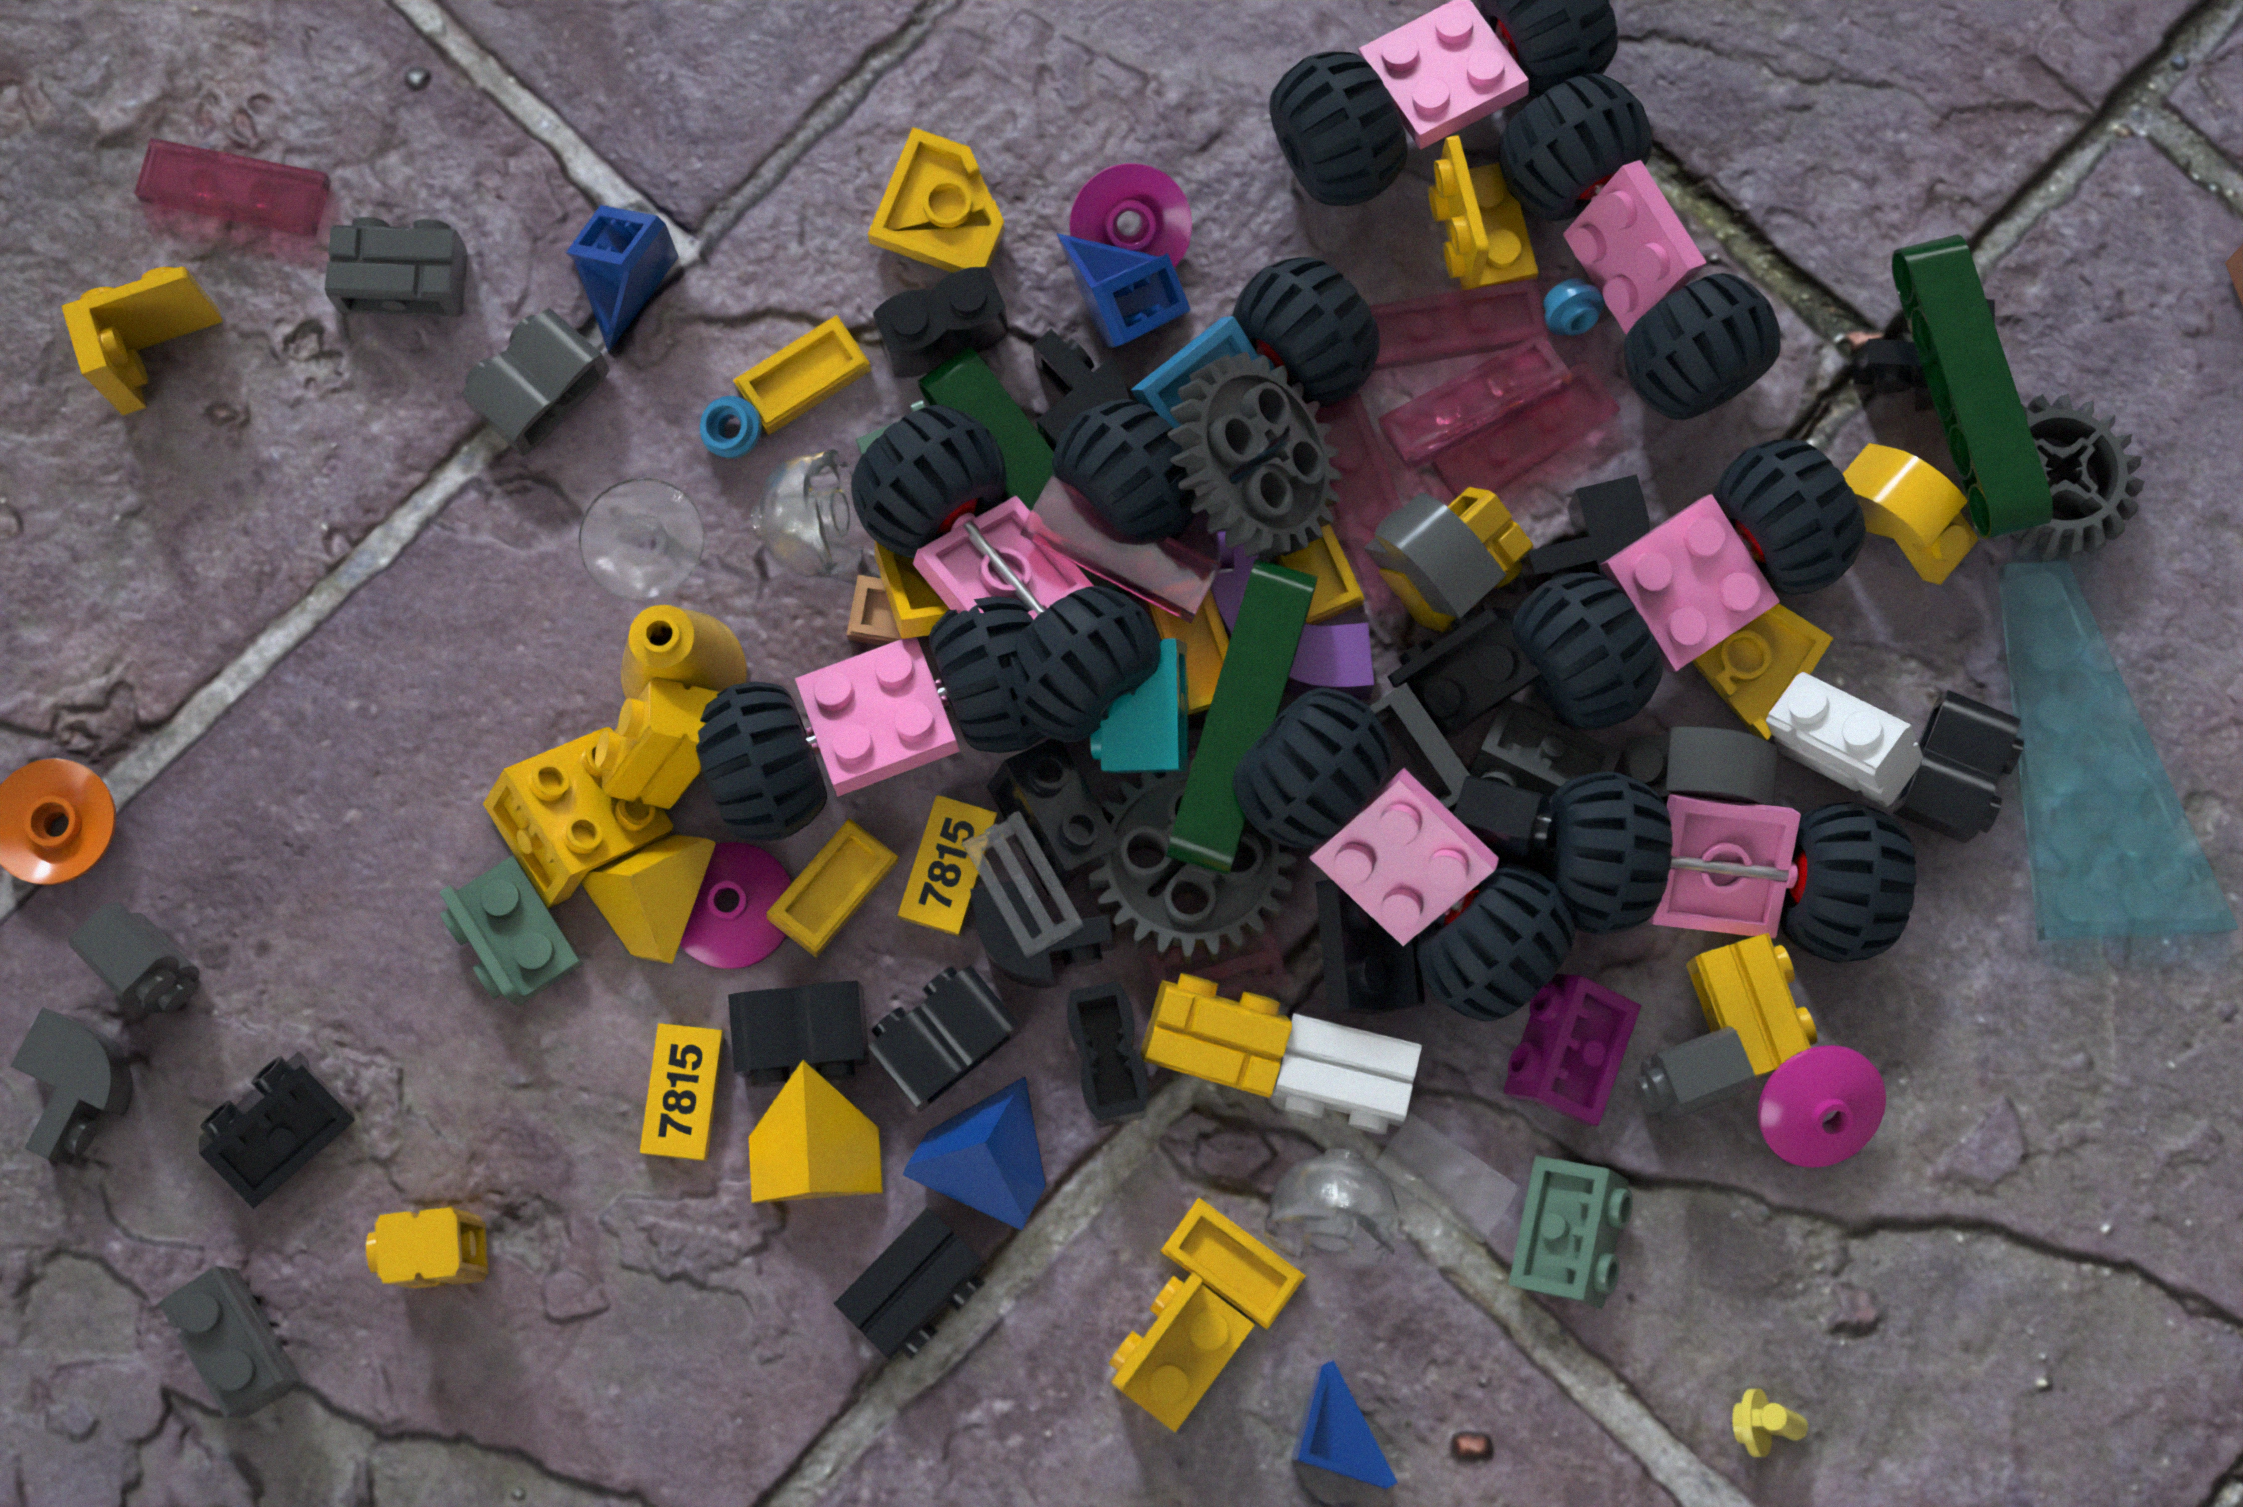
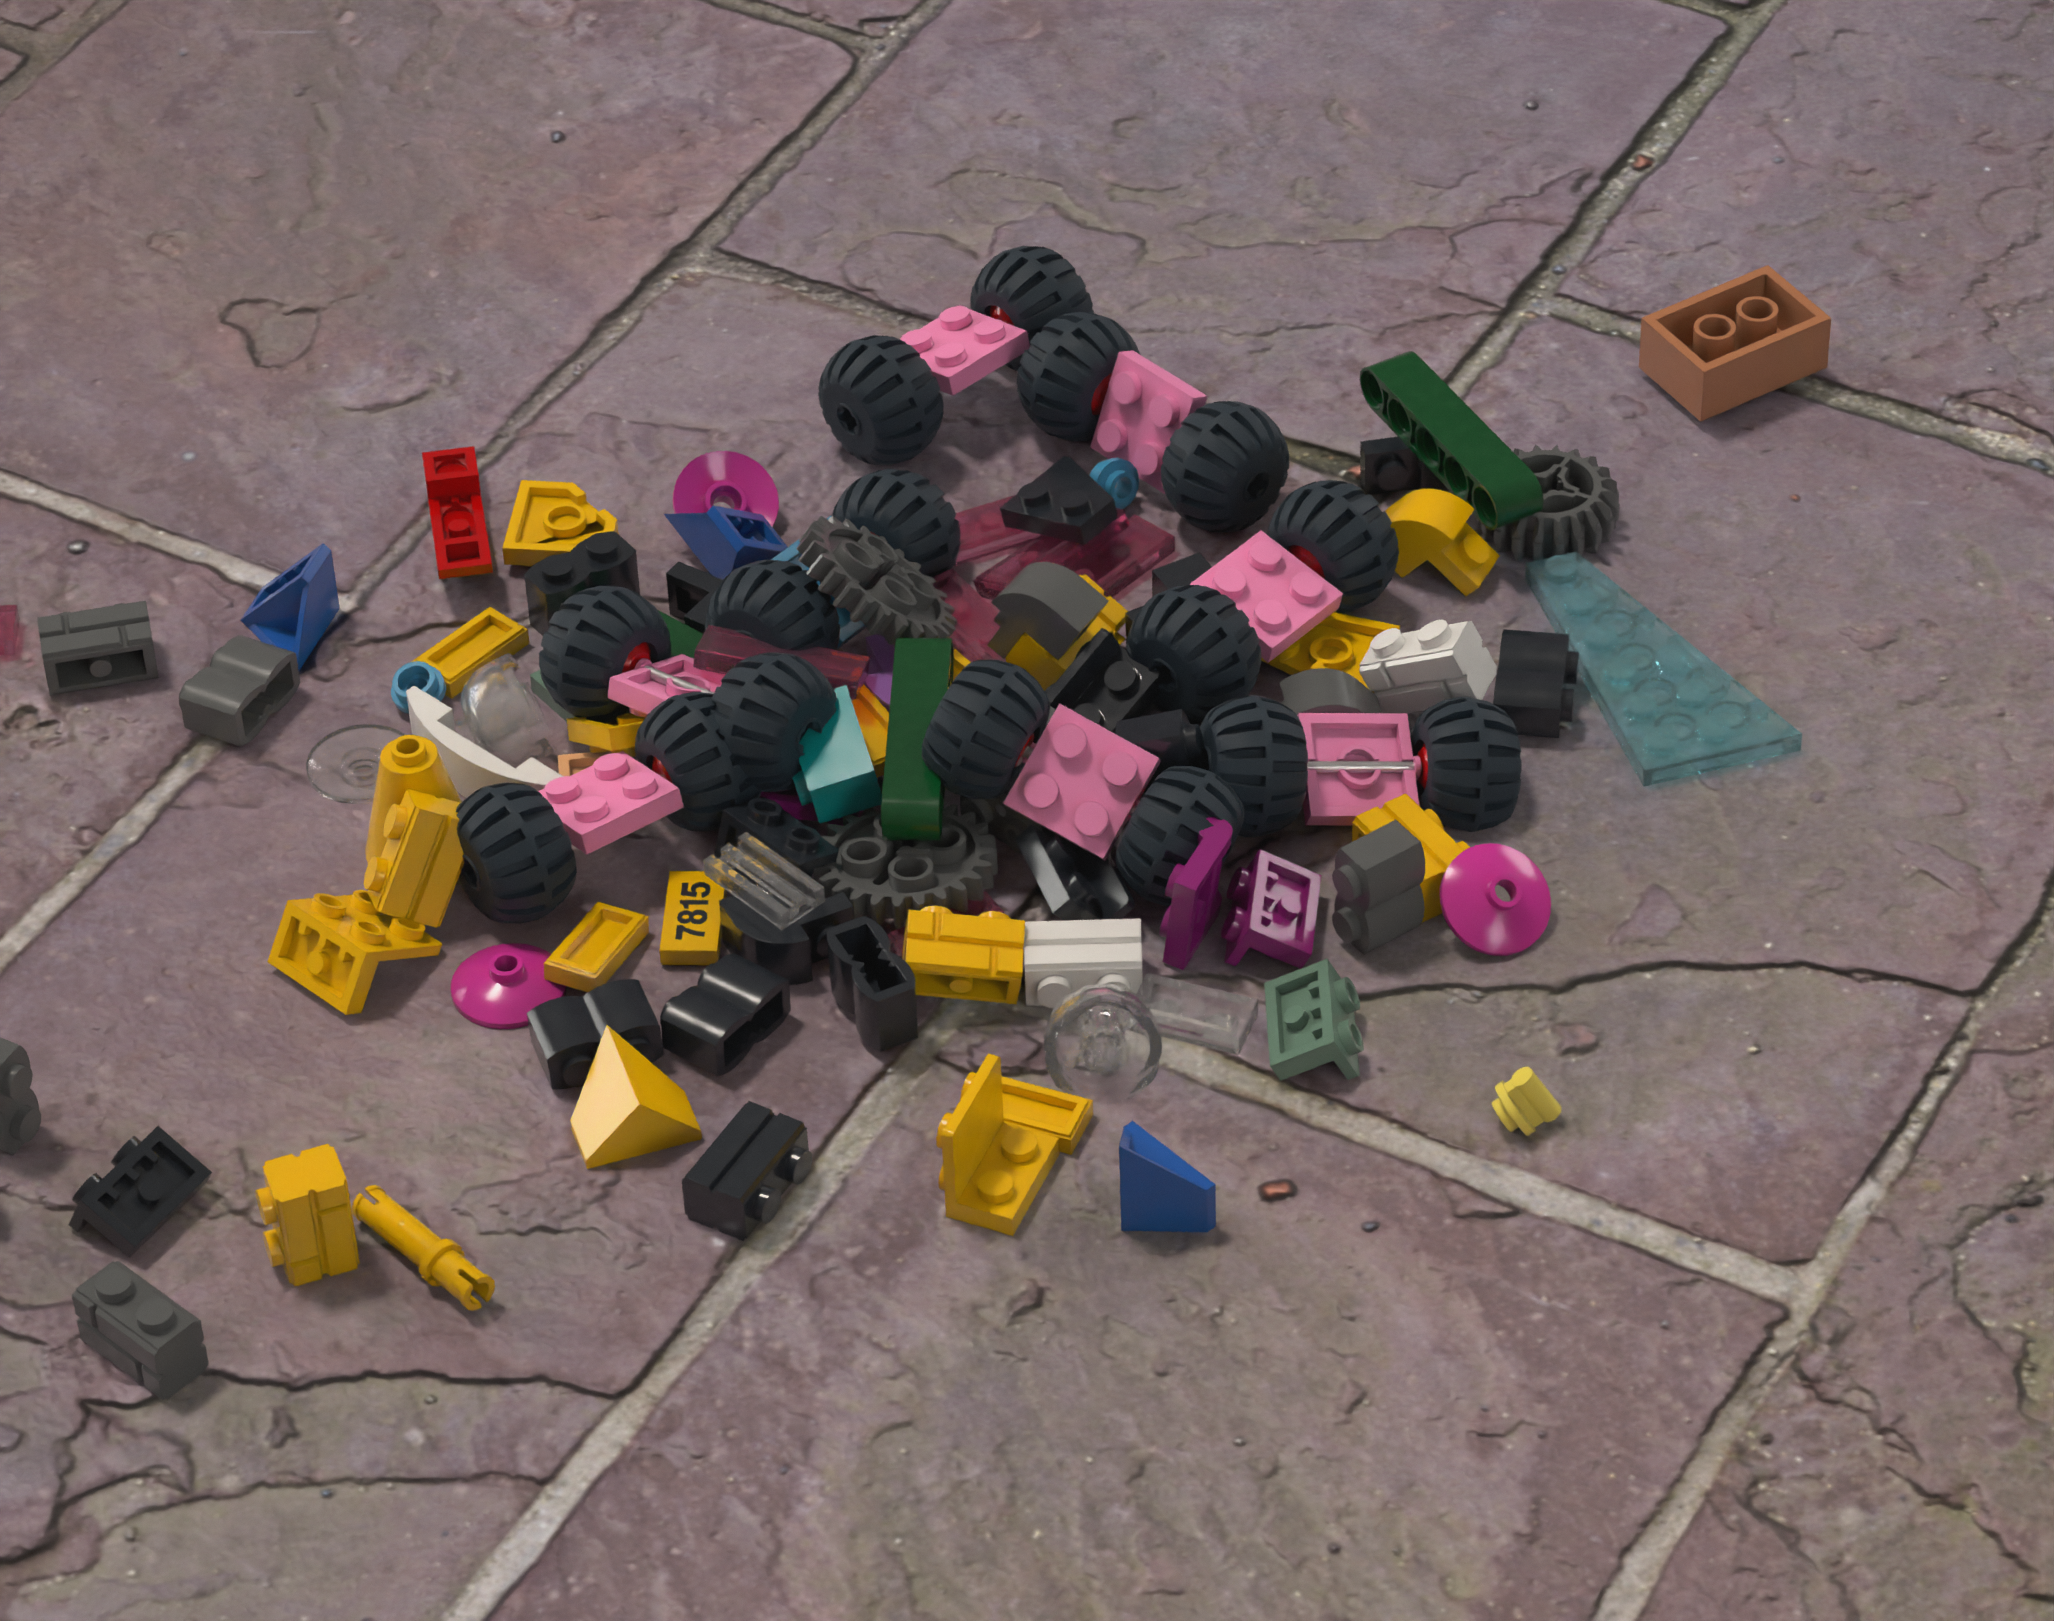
camera: 15 degrees left, 35 degrees down
(511, 933) = (316, 1033): sand green bracket -> none
(551, 1293) = (438, 1259): none -> yellow pin
(651, 893) = (432, 976): yellow slope -> none
(682, 1092) = (502, 1104): yellow tile -> none
(731, 513) = (464, 760): none -> white slope
(831, 167) = (457, 513): none -> red slope
(986, 1157) = (783, 1074): blue slope -> none
(1480, 1044) = (1195, 895): none -> magenta plate
(1481, 220) = (1005, 437): yellow bracket -> none
(1504, 344) = (1061, 505): none -> black wing

